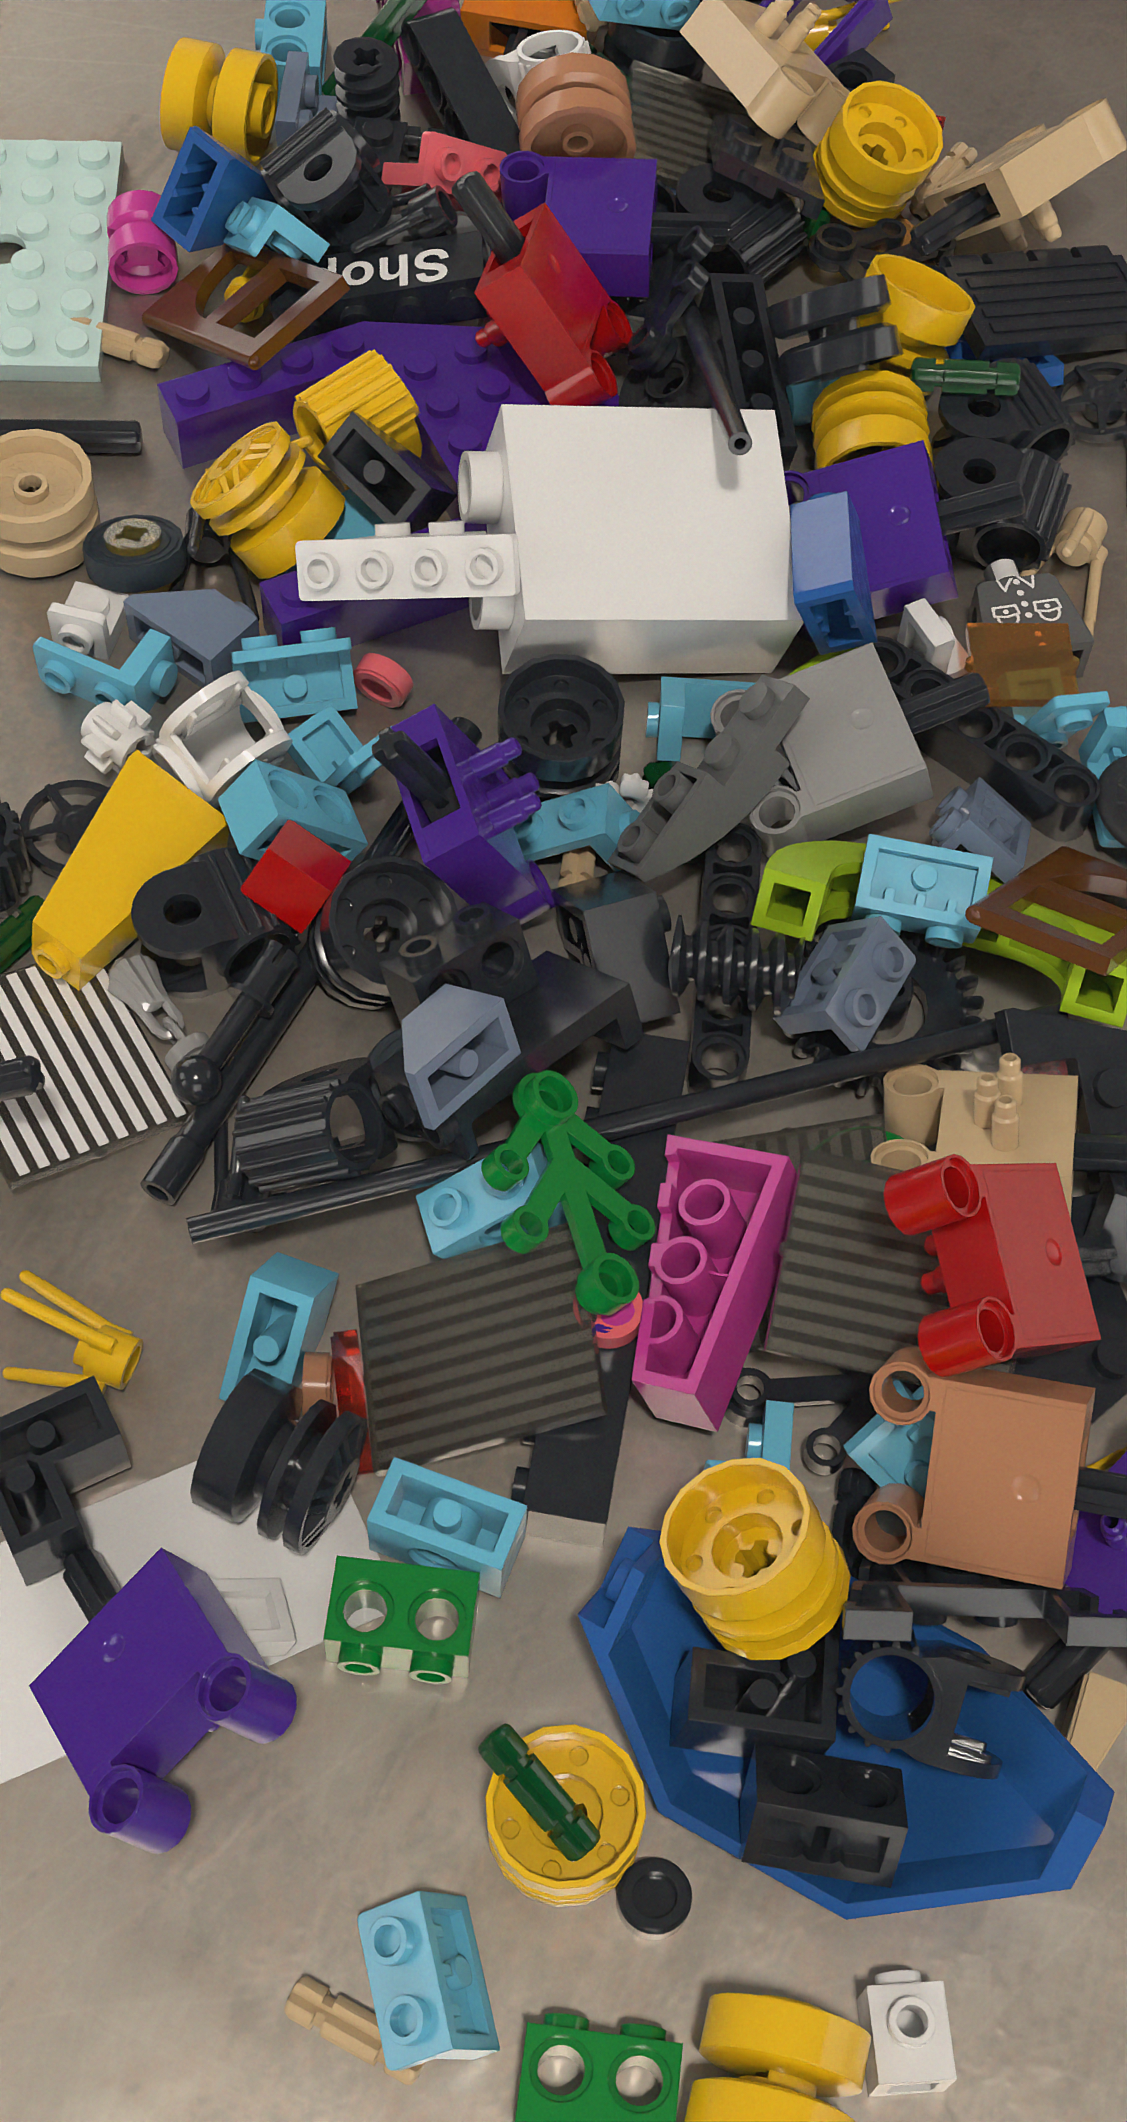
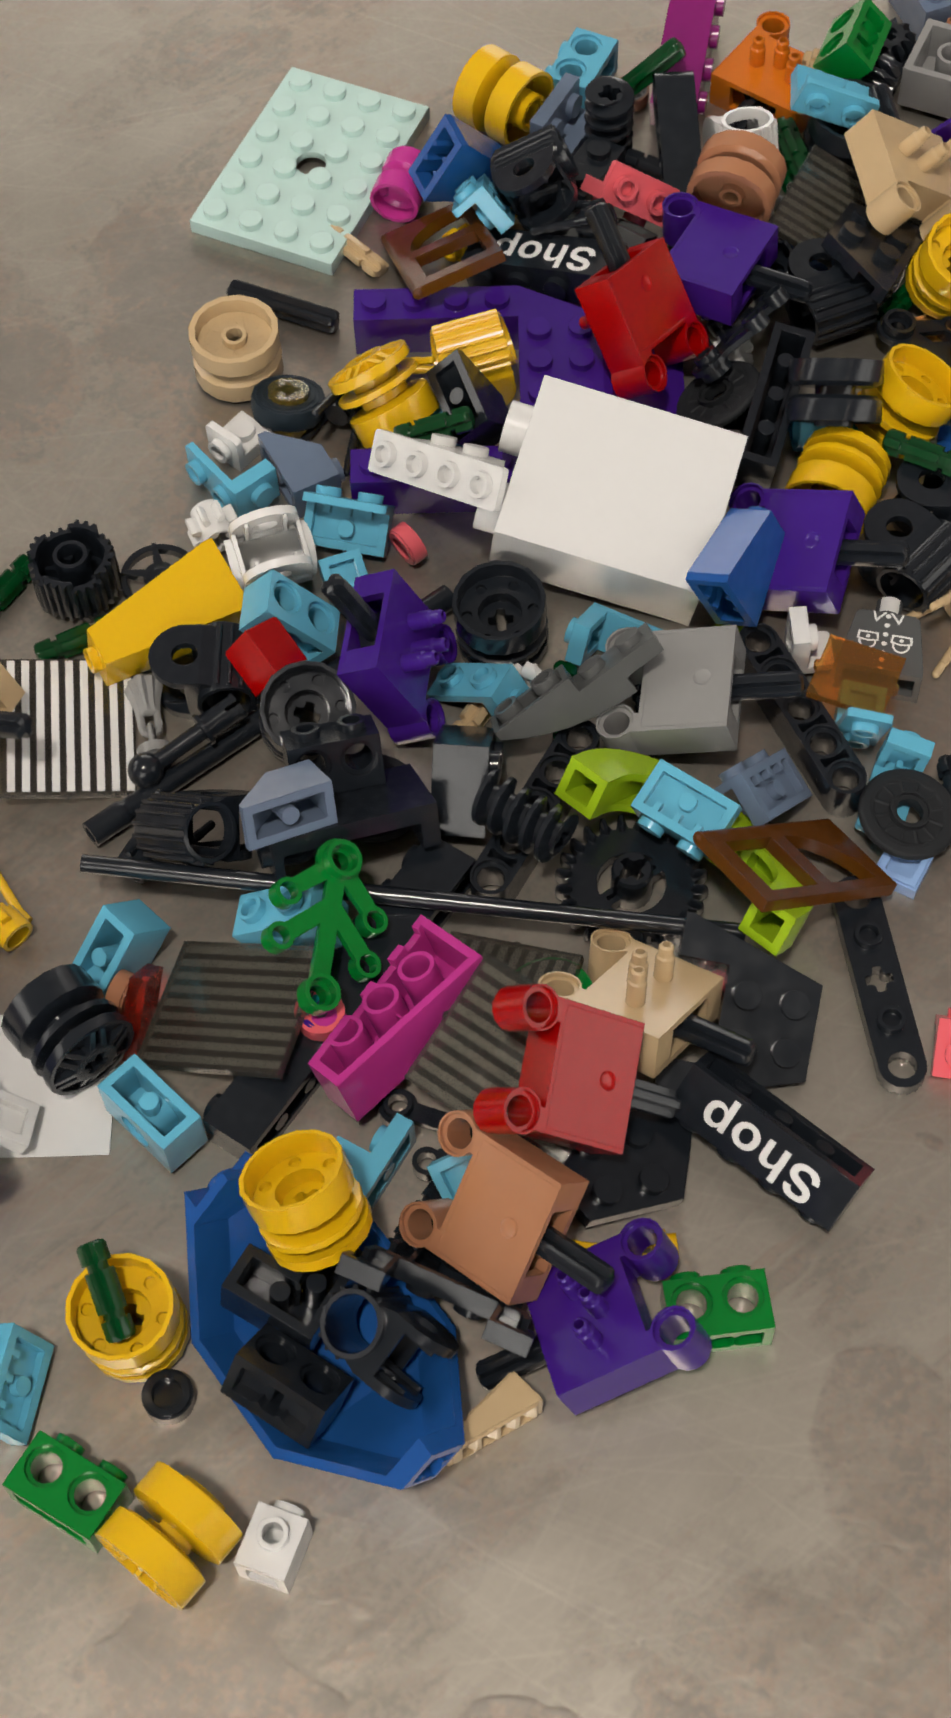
camera: 30 degrees right, 0 degrees up
(361, 519) = (460, 420): none -> dark green axle
(406, 1598) = (107, 1151): green brick -> none
(715, 381) = (724, 391): black piece -> none
(849, 982) = (604, 858): sand blue bracket -> none

